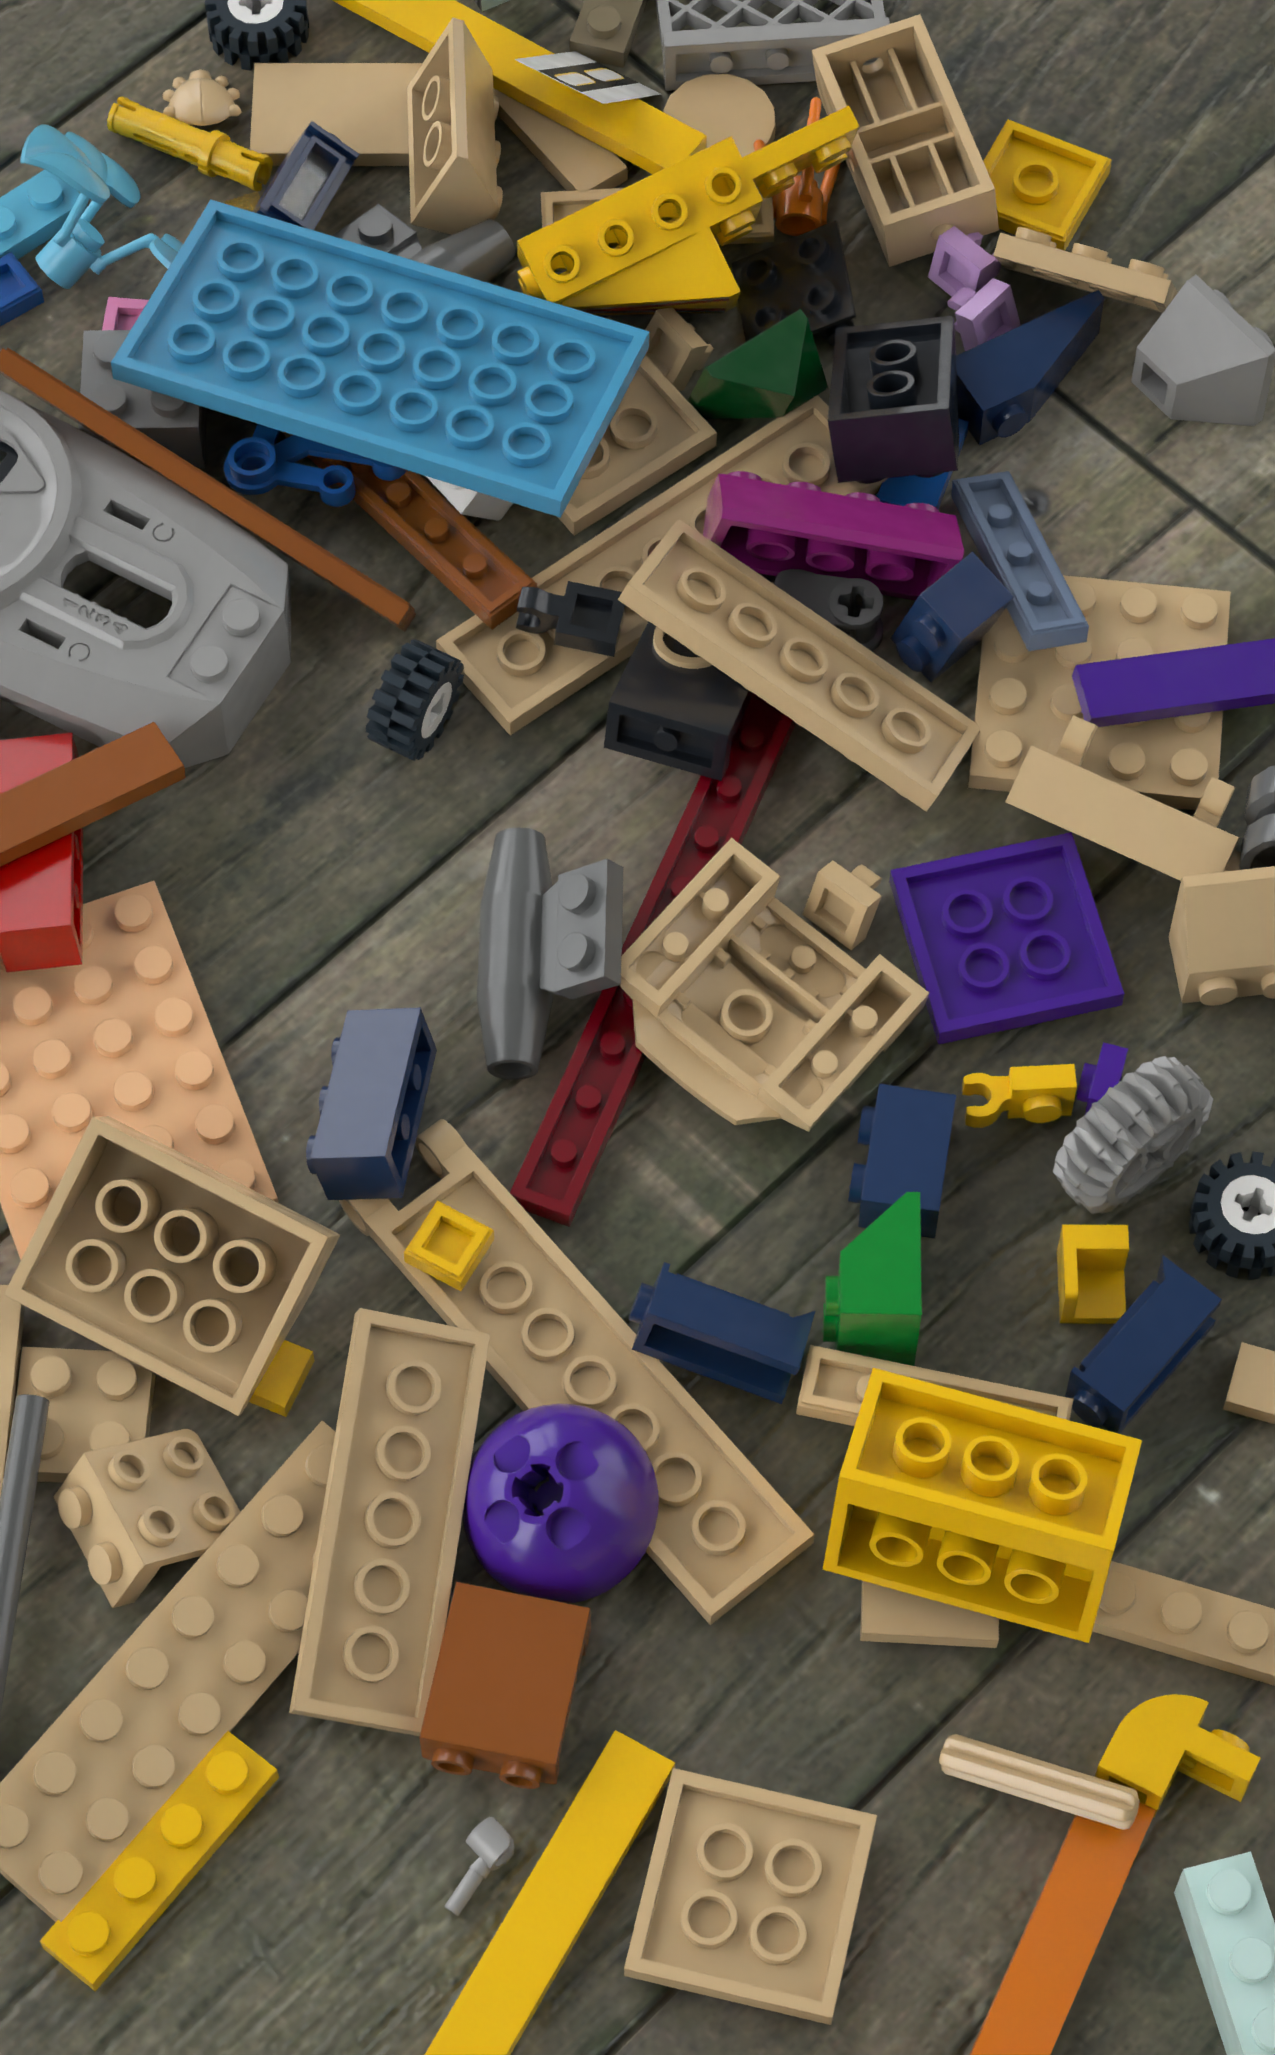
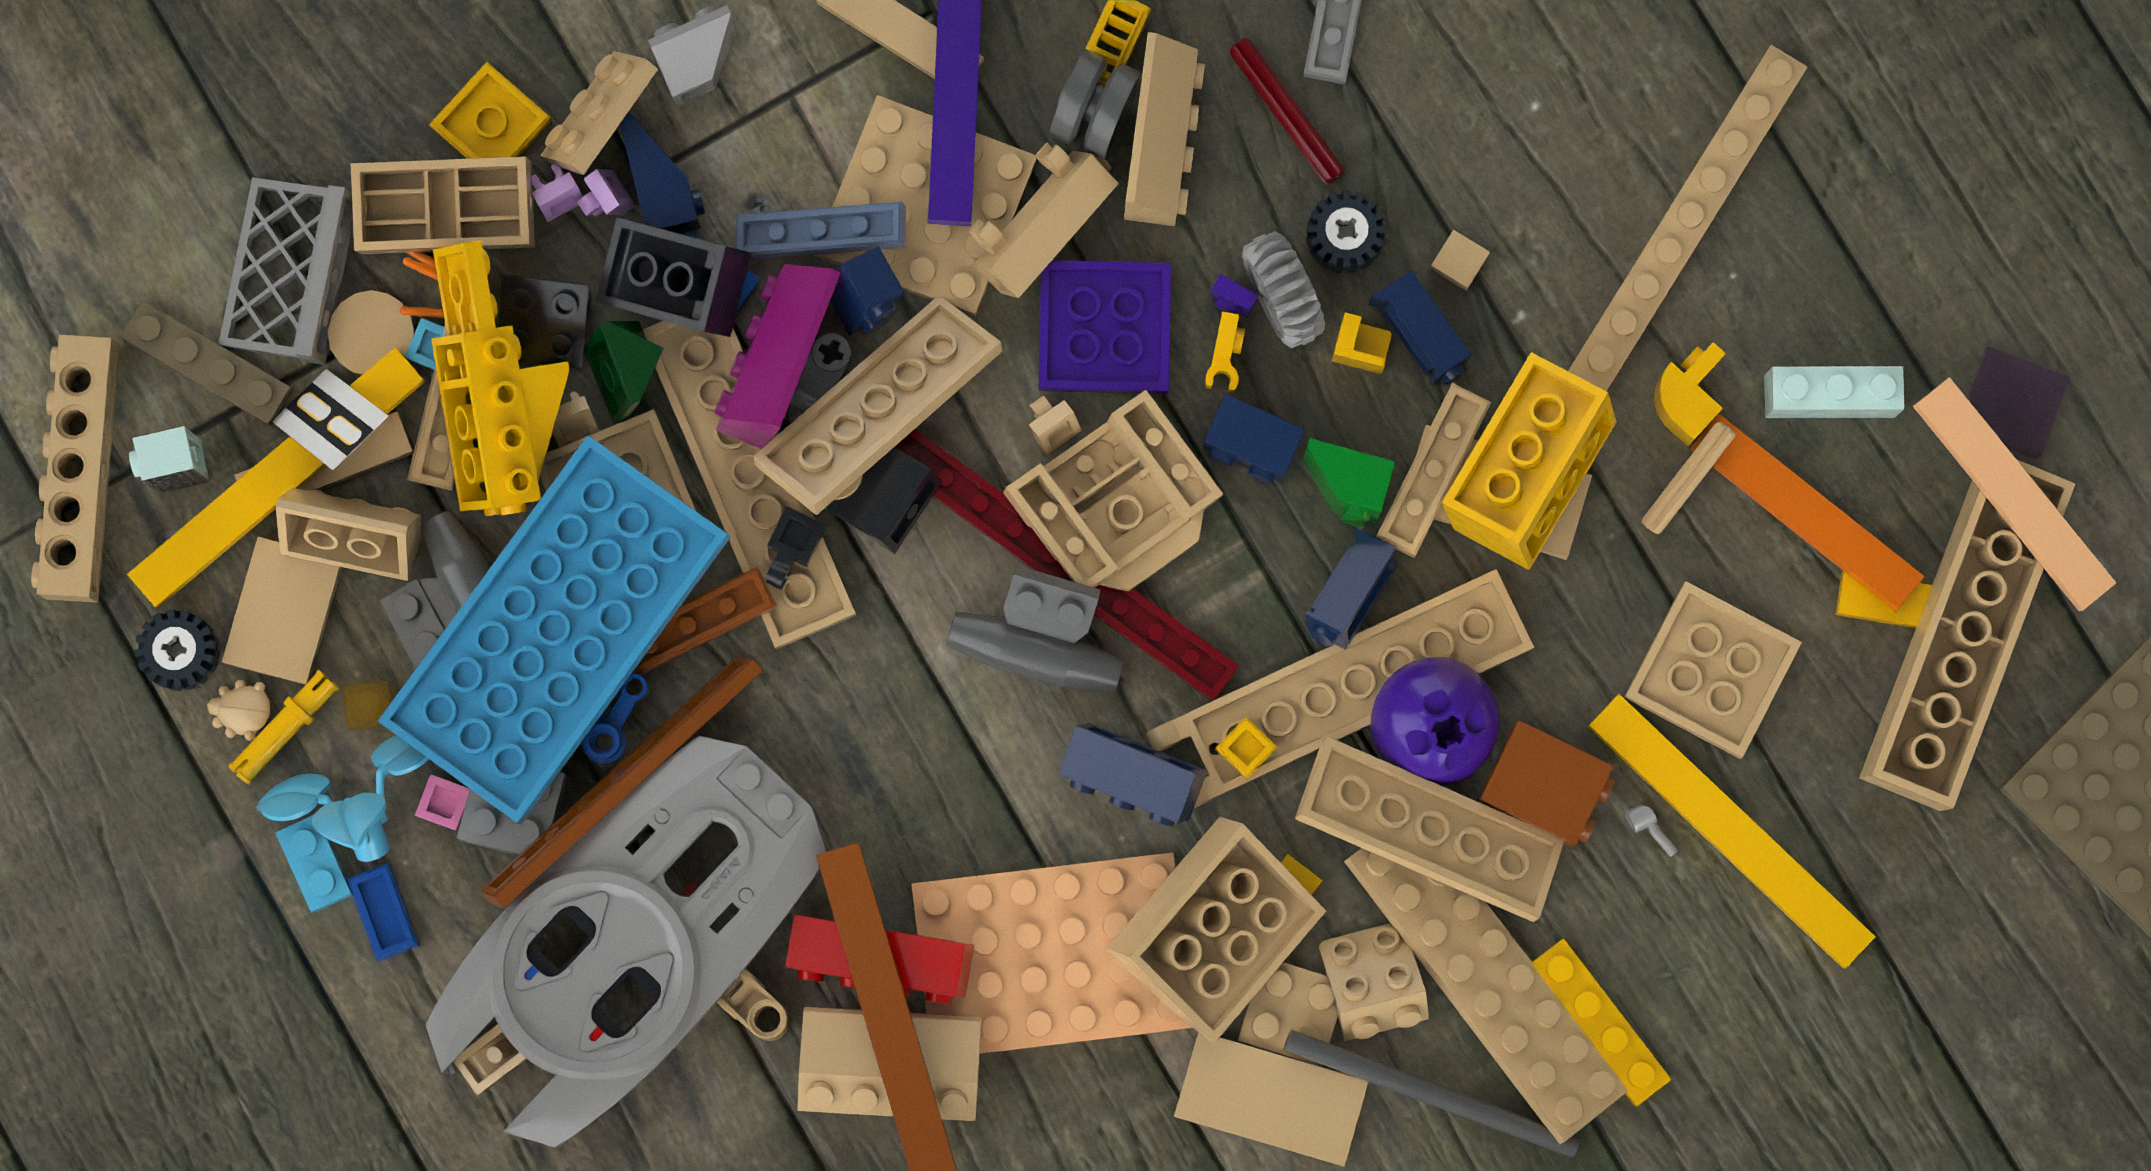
camera: 80 degrees left, 20 degrees up
(307, 178) = (362, 655): dark blue window -> none
(414, 699) = (826, 673): black wheel -> none

